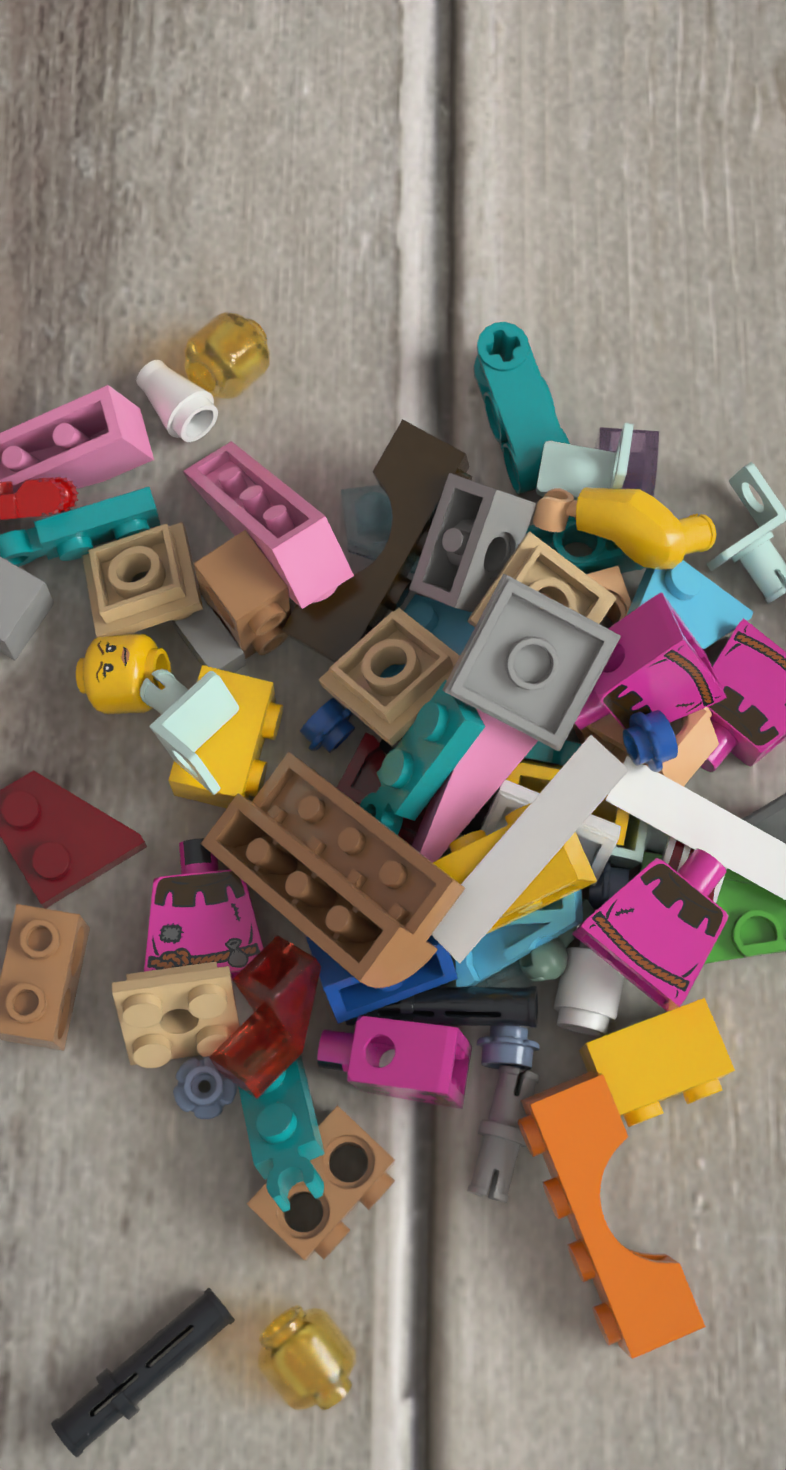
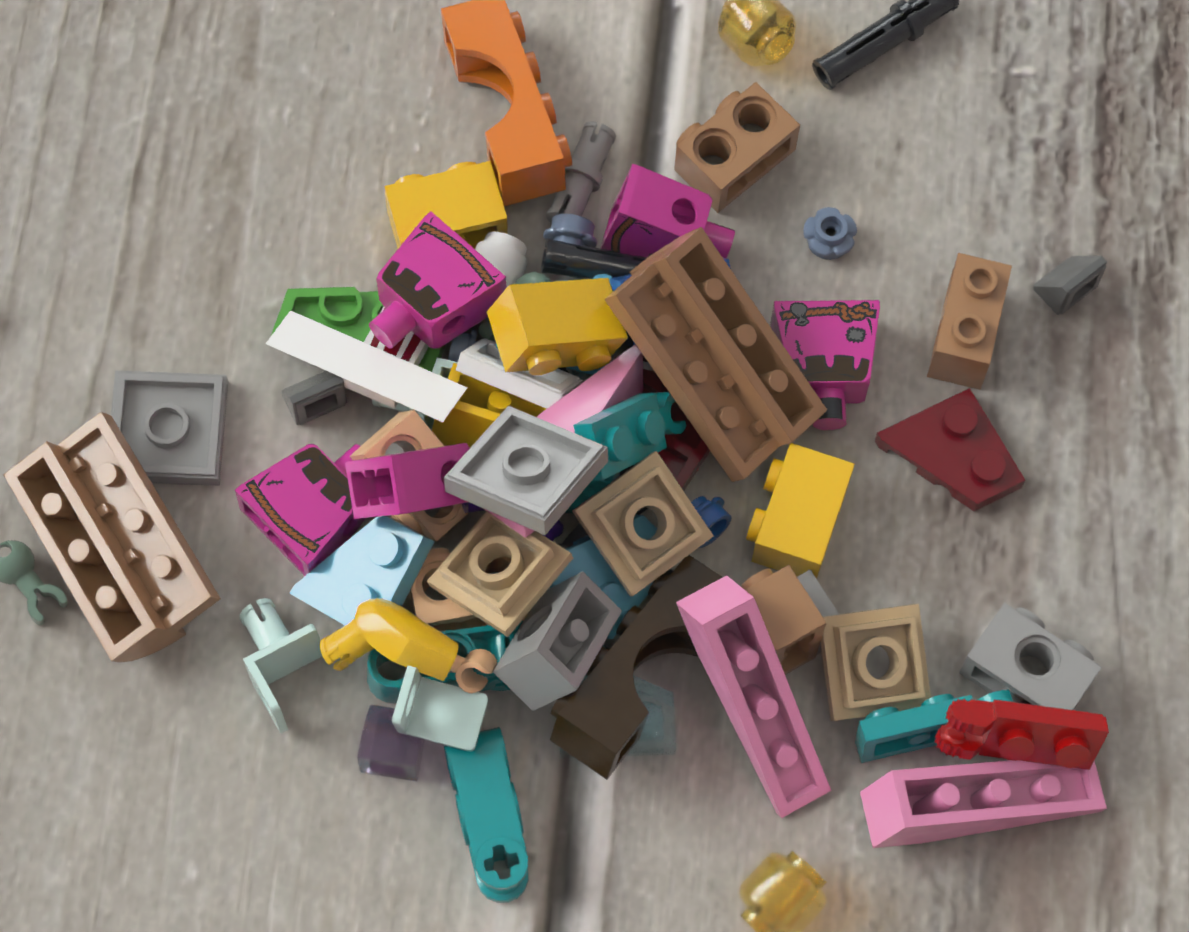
camera: 175 degrees left, 5 degrees down
(116, 670) = (892, 574): yellow head -> none
(175, 1012) = (867, 279): tan piece -> none
(180, 404) = (835, 856): white cone -> none
(189, 718) = (835, 501): light aqua bracket -> none
(281, 992) = (773, 251): clear red slope -> none
(284, 1134) = (768, 184): teal plate -> none
(529, 846) = (543, 321): white sticker -> none
(650, 740) = (423, 421): blue plate -> none

